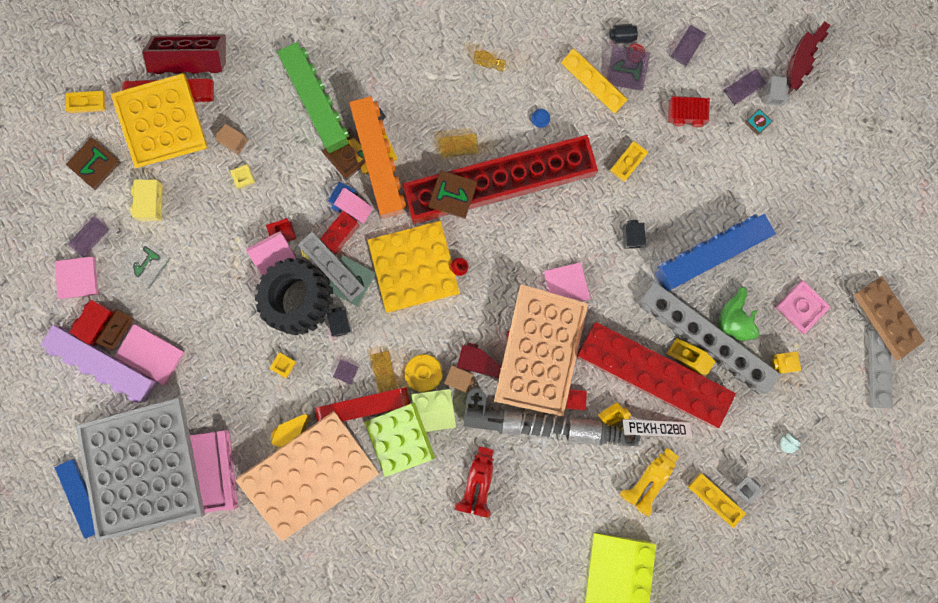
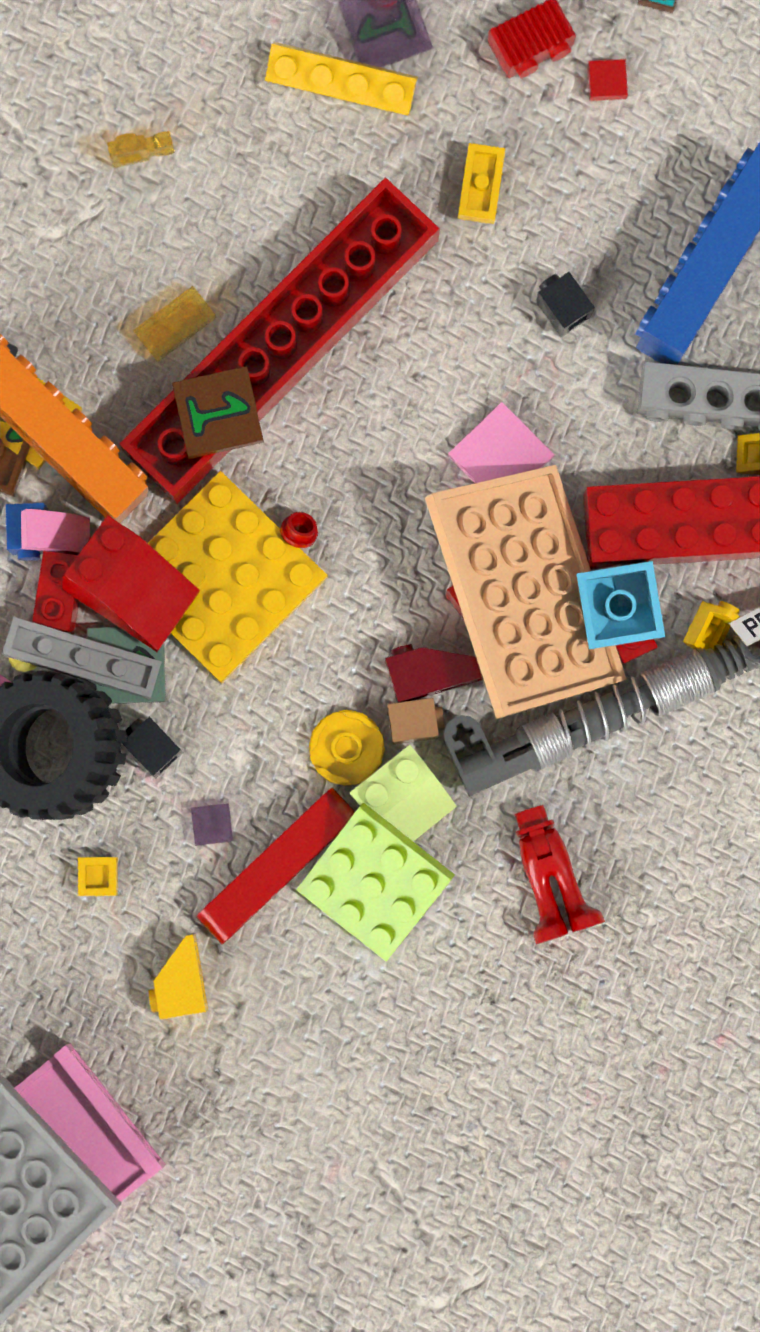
camera: 35 degrees left, 0 degrees up
(307, 476) = (254, 1037): light nougat plate -> none
(370, 247) = (130, 584): none -> red slope
(384, 371) = (277, 784): clear yellow plate -> none
(540, 118) = (287, 195): blue plate -> none
(579, 383) = (620, 605): none -> medium azure slope
(711, 148) = (607, 80): none -> red tile

